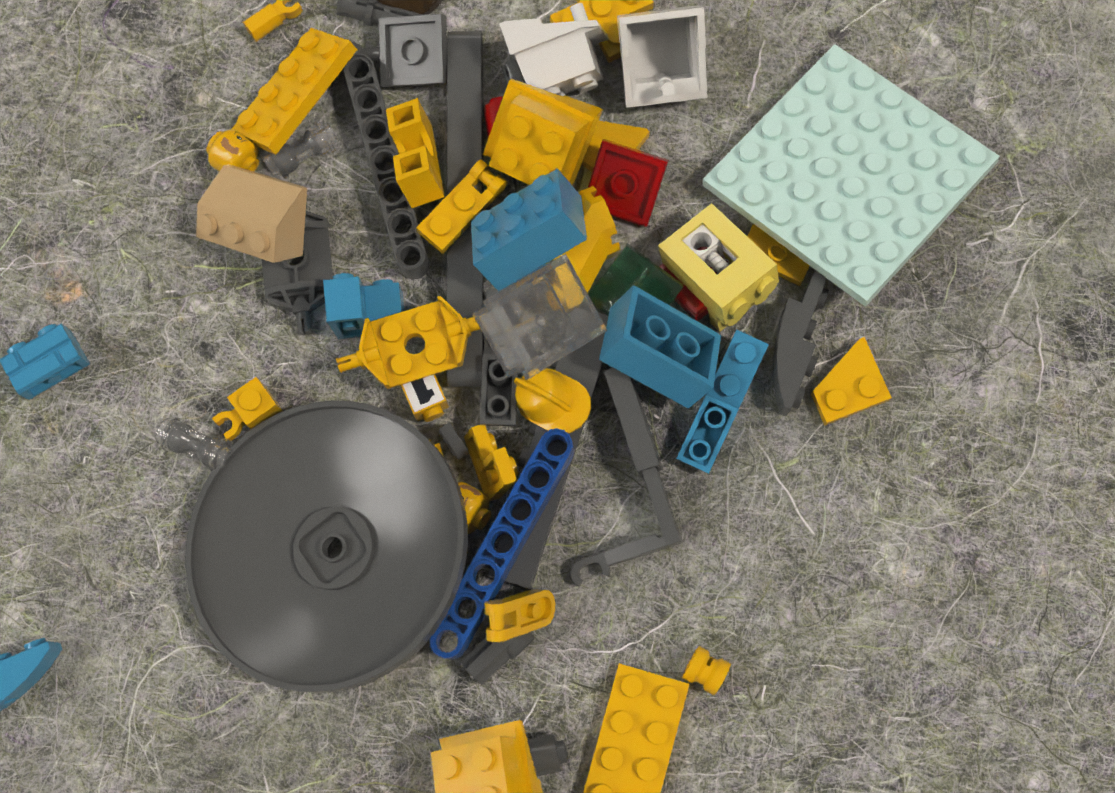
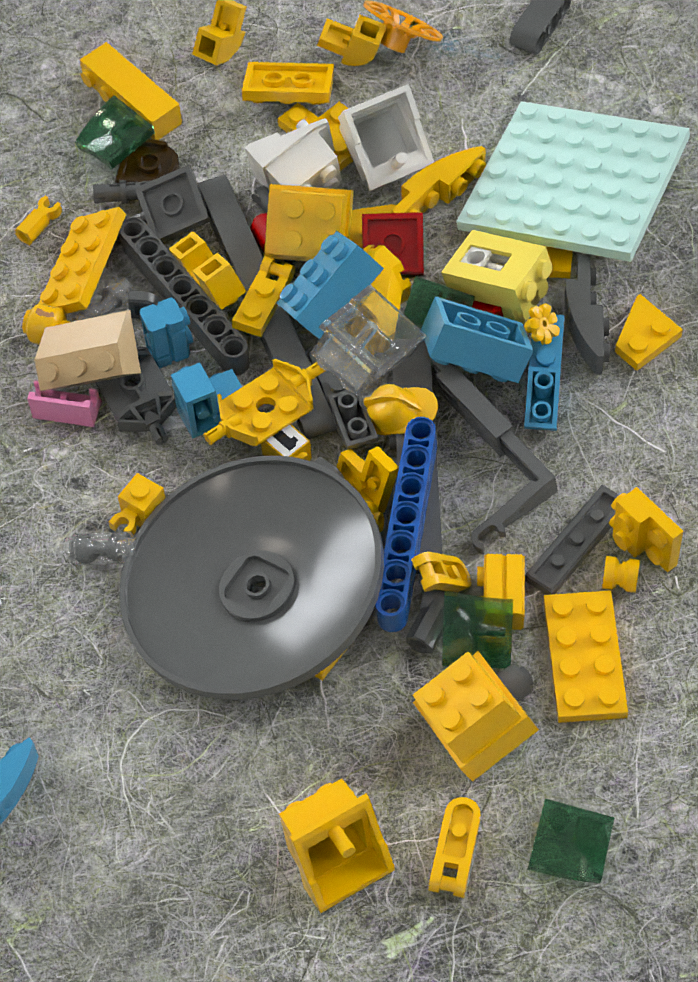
camera: 20 degrees left, 20 degrees down
(223, 260) = (64, 406): none -> bright pink hinge
(341, 163) = (139, 300): none -> dark grey tile
(347, 212) = (166, 331): none -> dark azure brick
(531, 686) = (475, 626): none -> clear green plate
(578, 644) = (505, 579): none -> yellow brick
(679, 608) = (573, 543): none -> dark grey tile
(711, 117) = (441, 180): none -> yellow slope
(737, 353) = (542, 324): none -> yellow plant
(743, 625) = (644, 527): none -> yellow plate

